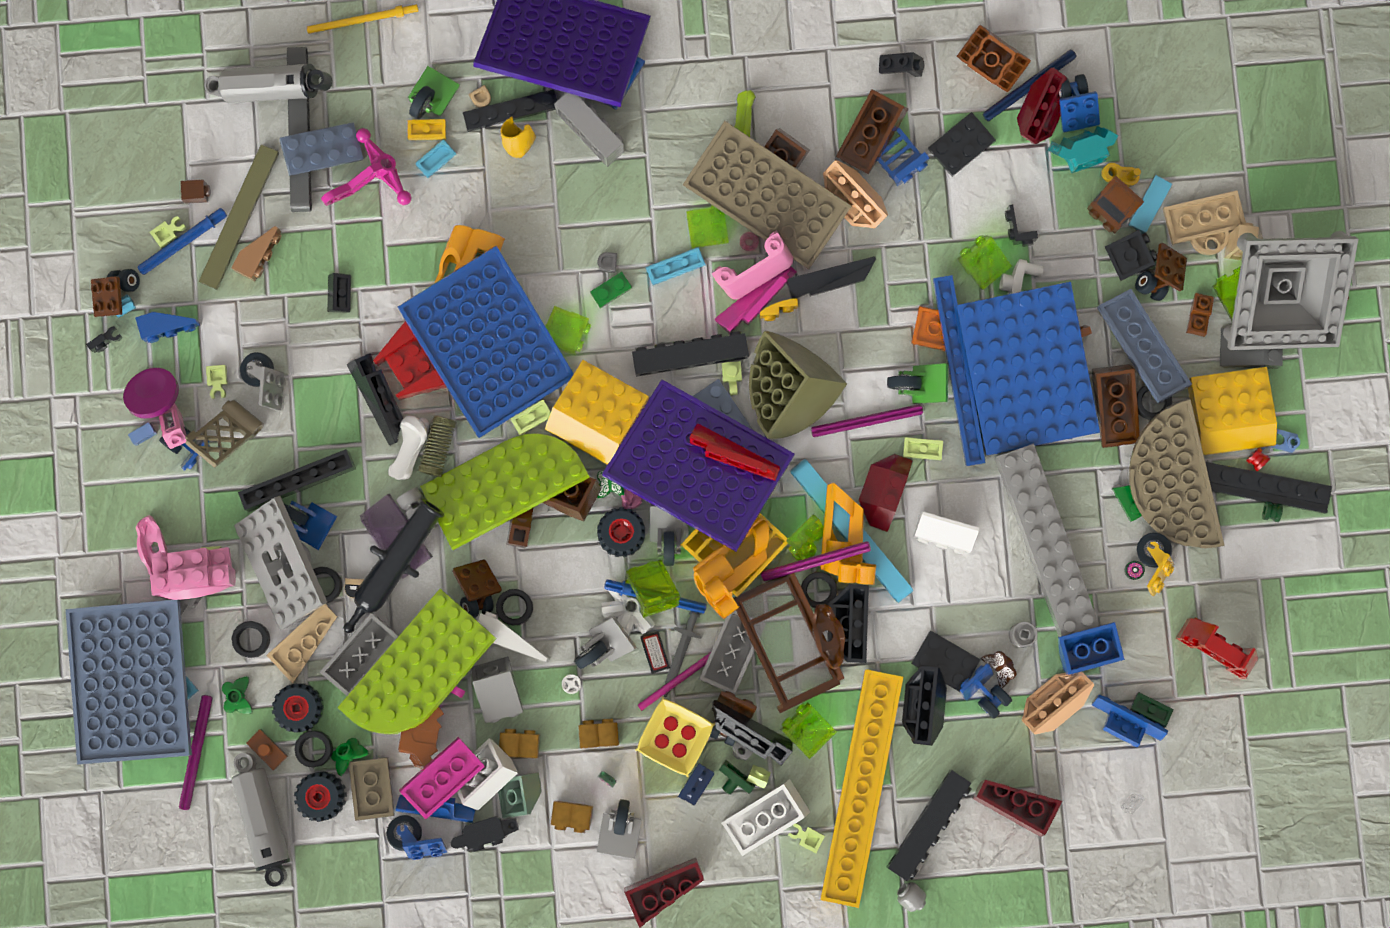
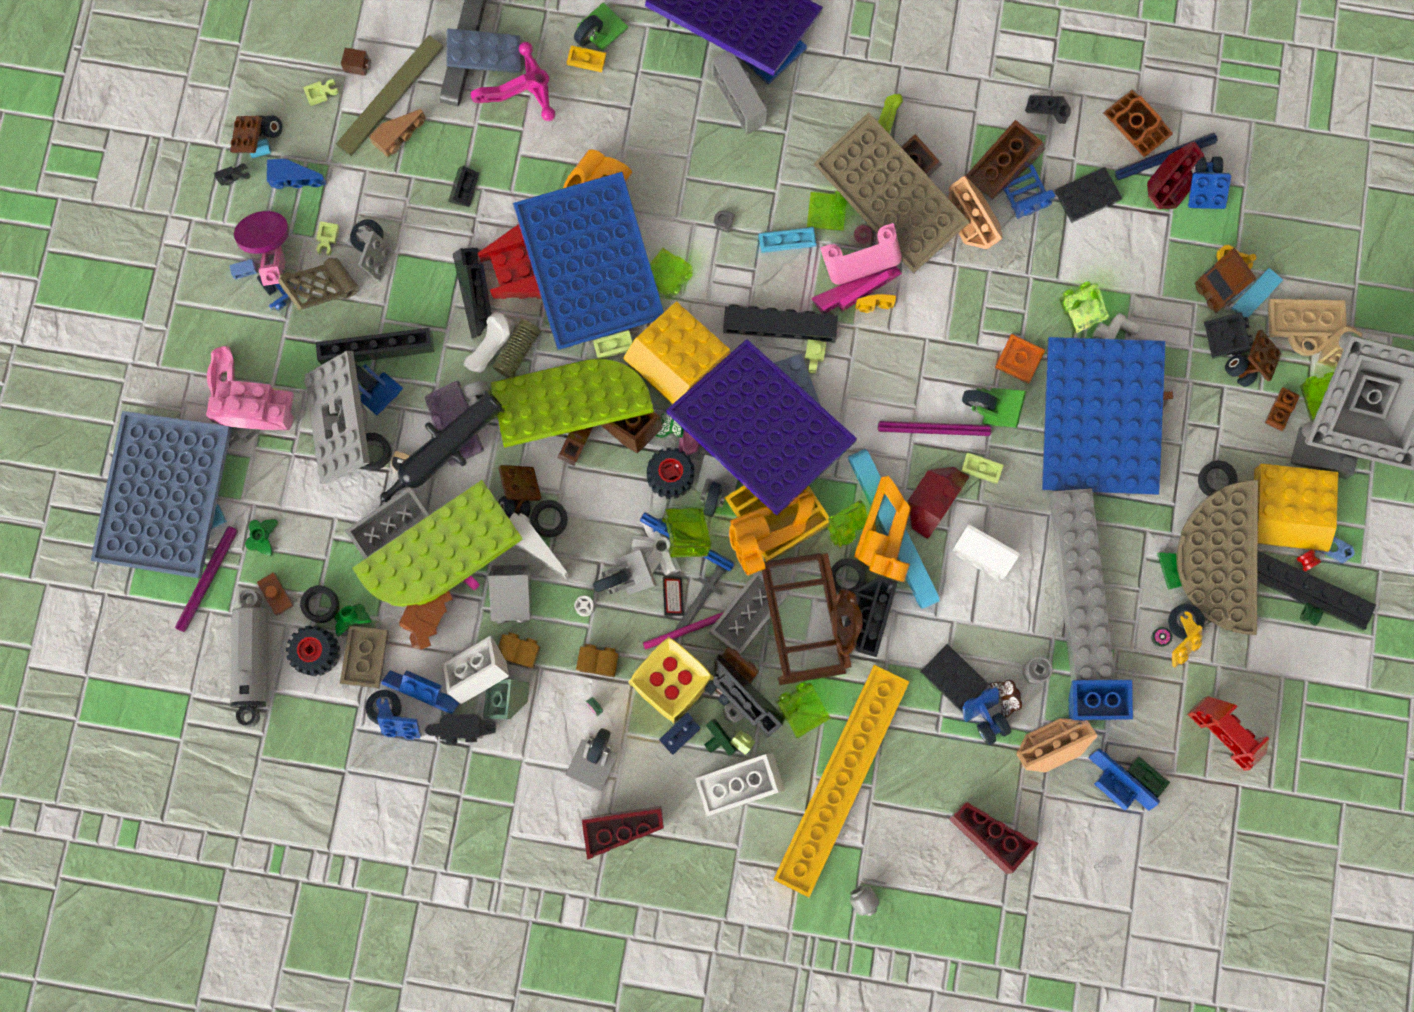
camera: 15 degrees right, 5 degrees down
(186, 238) = (332, 103): blue axle -> none
(236, 639) = (280, 473): black tyre -> none
(297, 707) = (315, 560): black wheel -> none
(301, 643) = (333, 503): tan wing -> none
(435, 158) = (587, 87): medium azure tile -> none
(441, 778) = (433, 660): dark pink plate -> none
(481, 97) = (644, 42): tan tile -> none
(515, 140) = (668, 88): yellow piece -> none
(517, 108) = (668, 61): black plate -> none
(571, 815) = (551, 733): pearl gold brick -> none
(611, 290) = (720, 246): green plate -> none
(730, 453) = (795, 422): red wedge -> none
(790, 386) = (868, 376): olive brick -> none
(809, 839) = (778, 816): yellowish green plate -> none
(815, 561) = (852, 546): magenta axle -> none
(830, 278) = (932, 286): black wedge -> none
(924, 705) = (924, 714): black wedge -> none
(928, 825) = (898, 834): black brick -> none
(959, 371) = (1035, 404): blue plate -> none
(1026, 238) = (1127, 295): black bracket -> none
(1085, 148) = (1206, 228): teal slope -> none
(1116, 405) = (1181, 473): reddish brown slope -> none
(1144, 346) = (1221, 423): sand blue plate -> none

